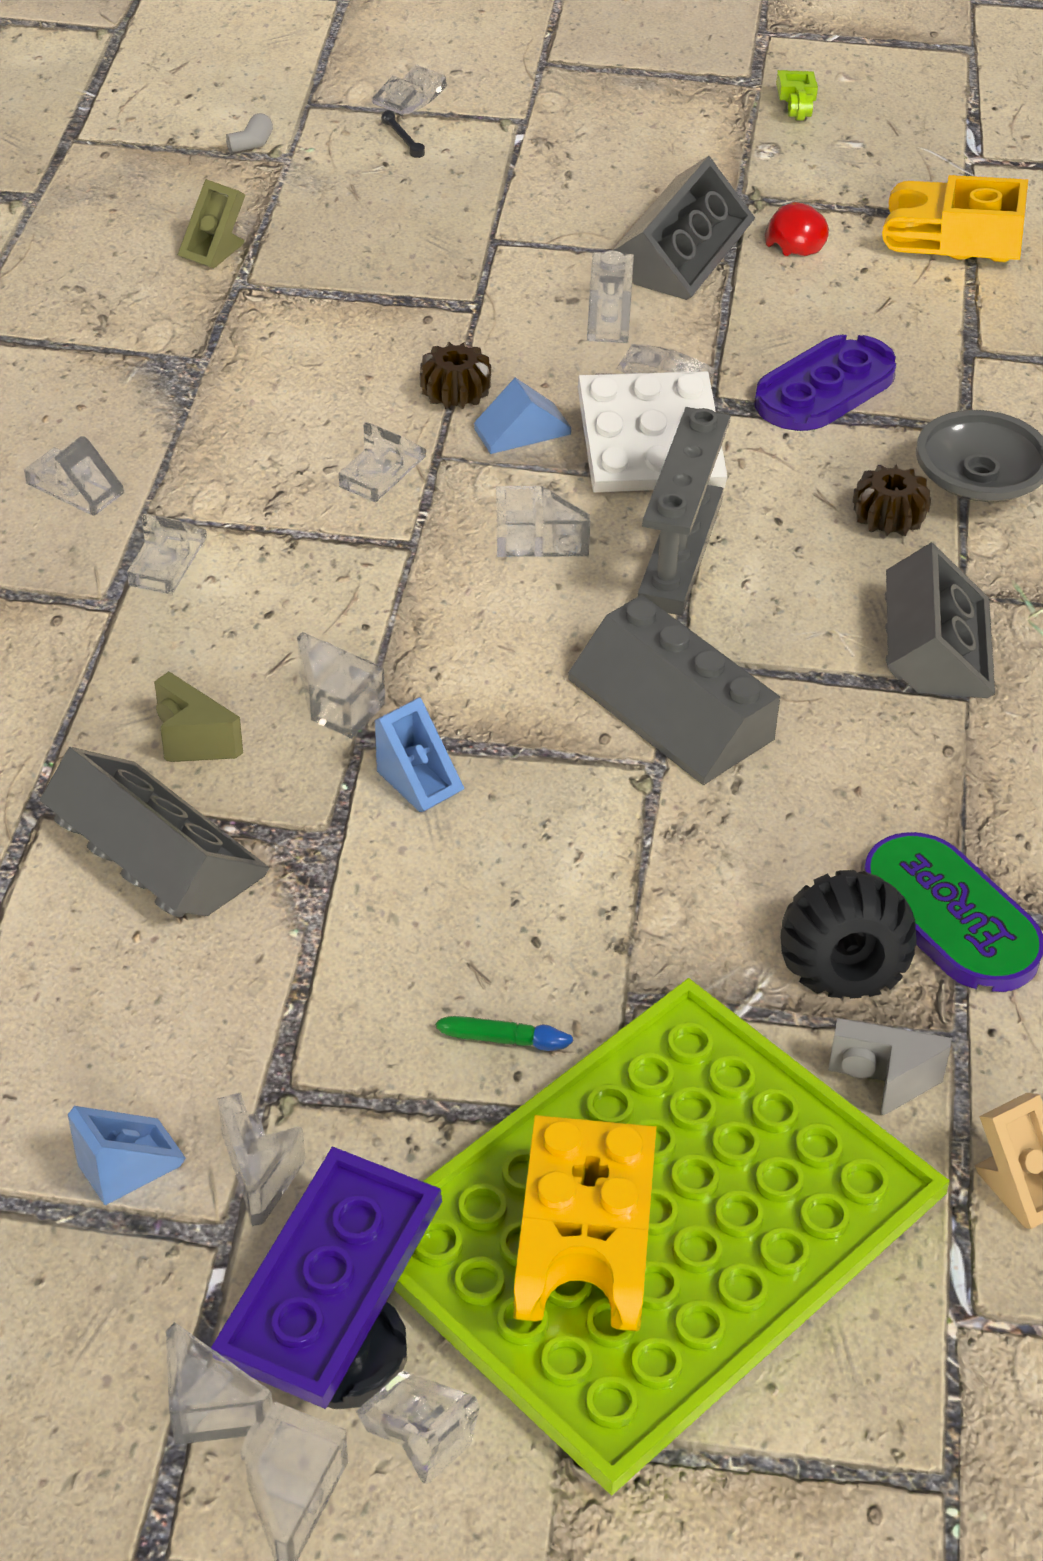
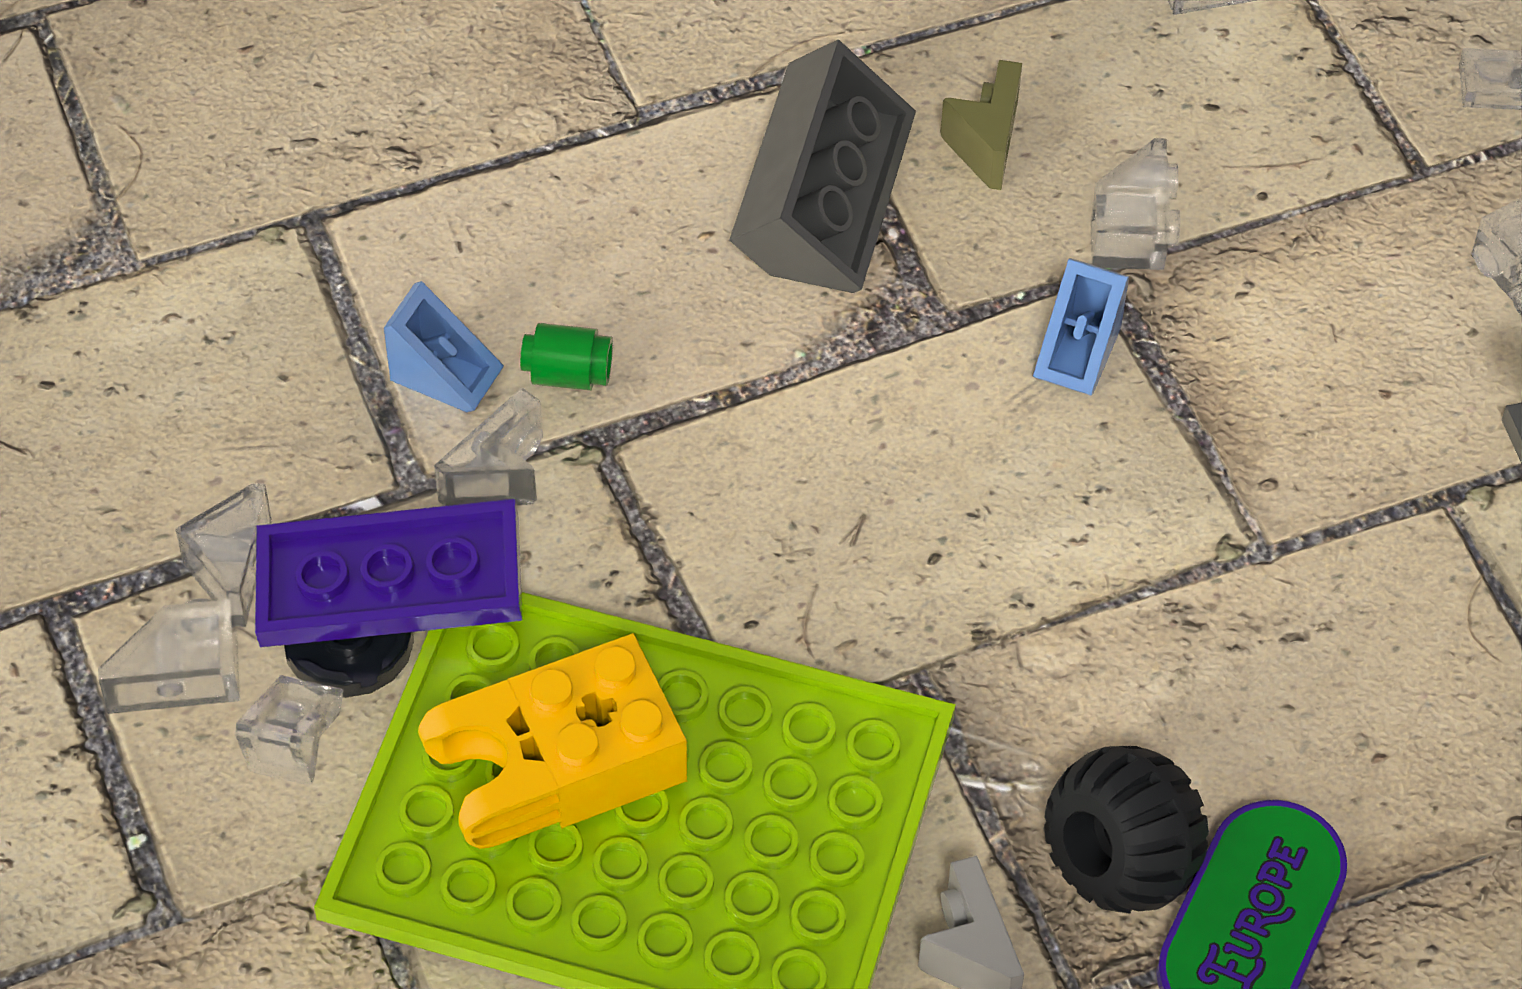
camera: 60 degrees right, 10 degrees up
(195, 1065) = (567, 356): none -> green brick
(504, 1032) = (803, 616): green piece -> none
(676, 690) = (1369, 509): dark grey slope -> none

